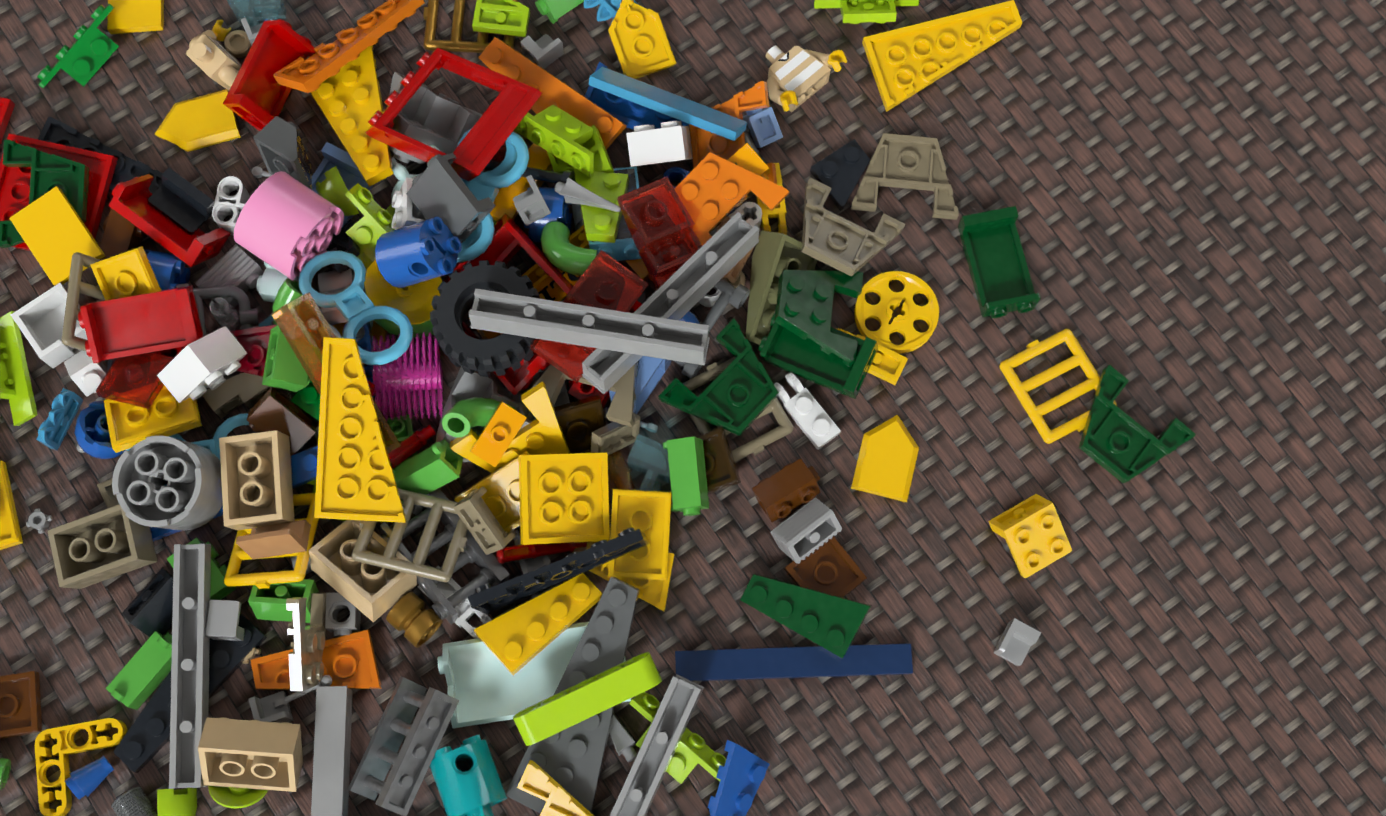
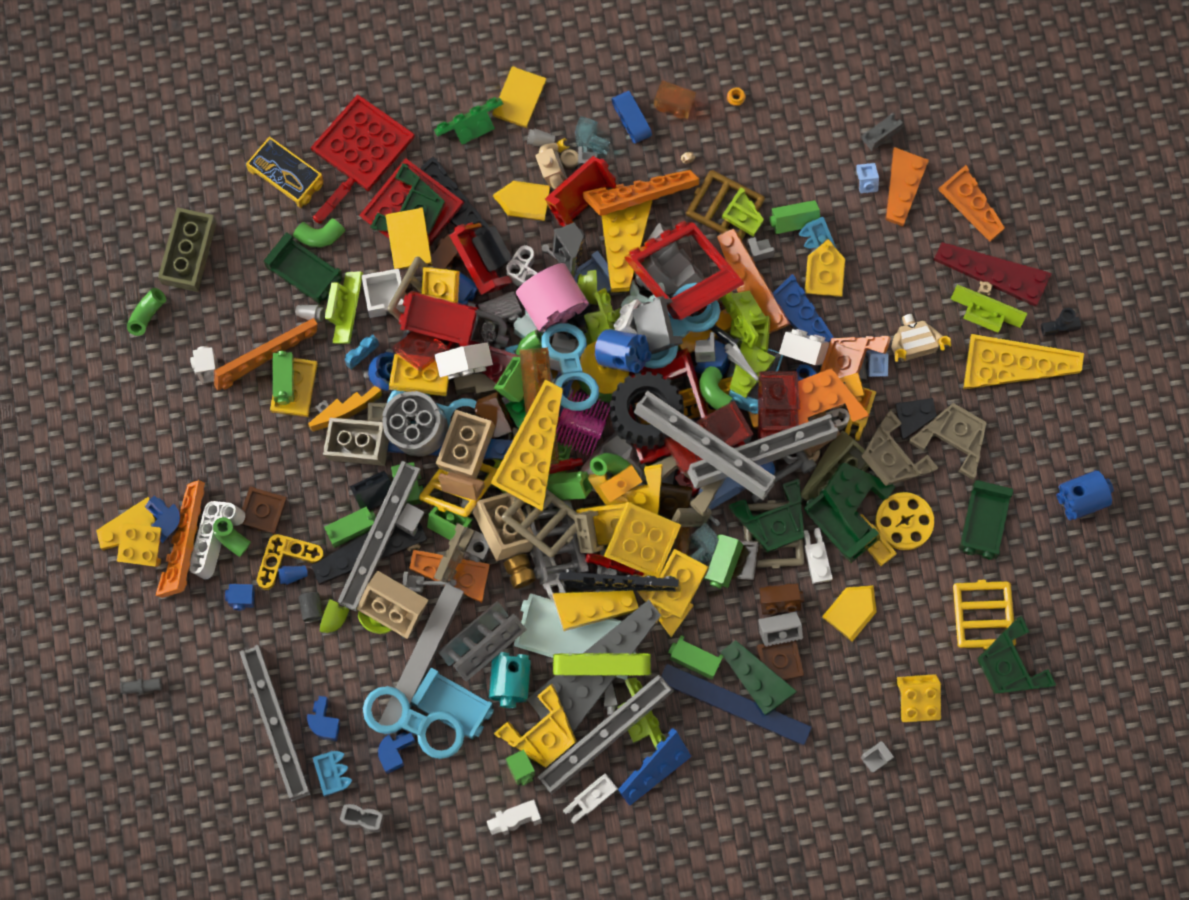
camera: 25 degrees right, 0 degrees up
(73, 506) = (346, 410): none -> light orange slope
(85, 372) = (390, 330): white brick -> none
(182, 33) = (539, 138): none -> light grey cone
(668, 103) = (822, 322): dark azure tile -> none
(710, 625) = (694, 658): none -> bright green brick
(1108, 172) = (1085, 494): none -> blue cylinder

